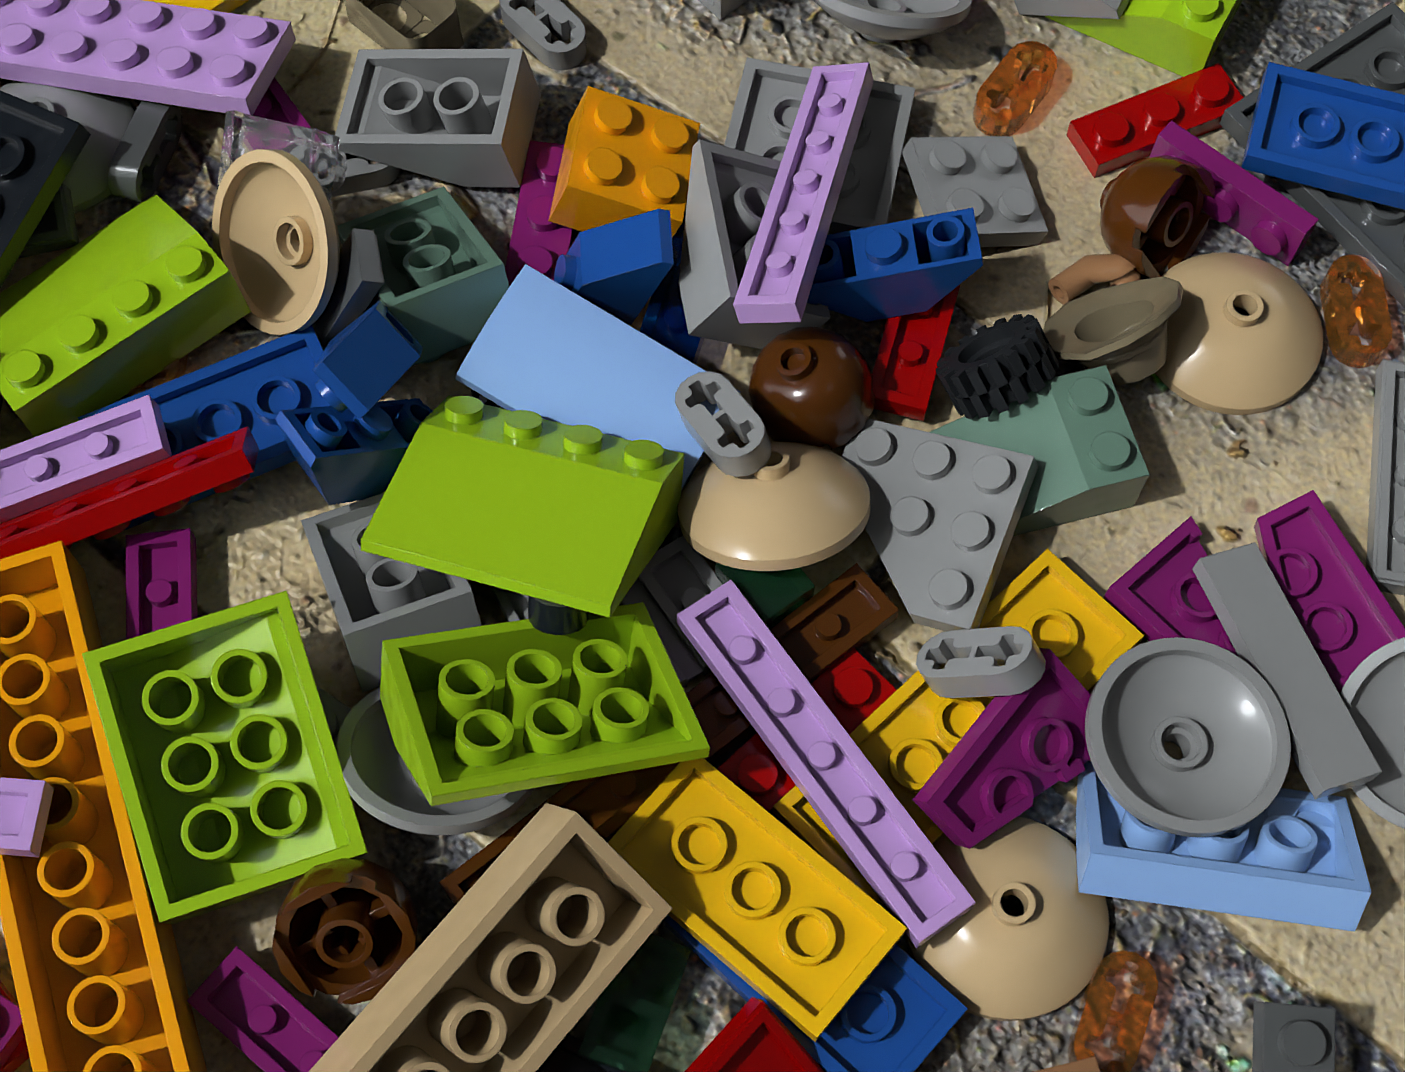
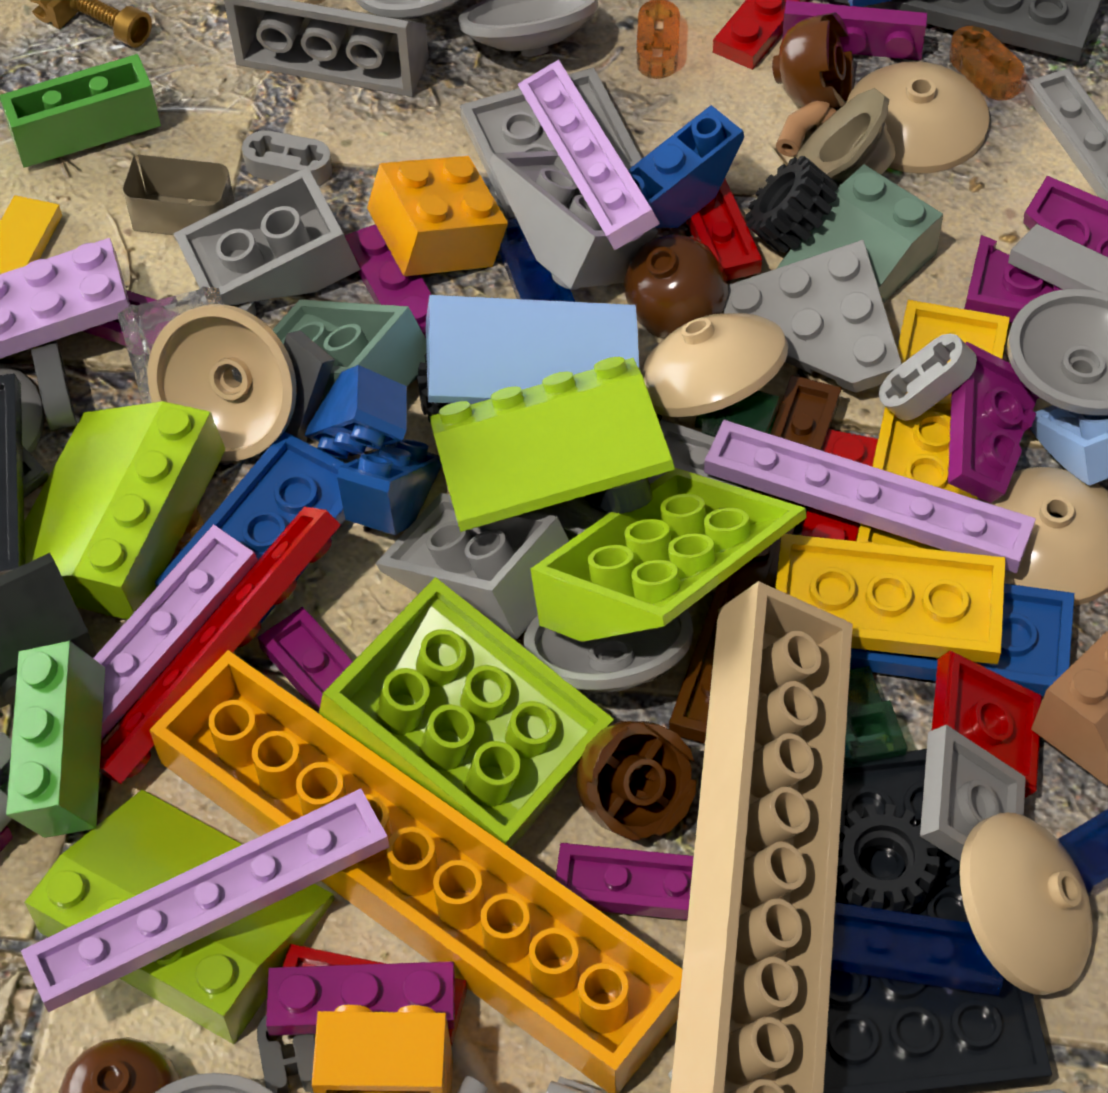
camera: 30 degrees left, 10 degrees down
(619, 263) = (488, 262): blue slope -> none
(733, 416) = (650, 316): light grey beam -> none
(977, 175) = (675, 100): light grey plate -> none

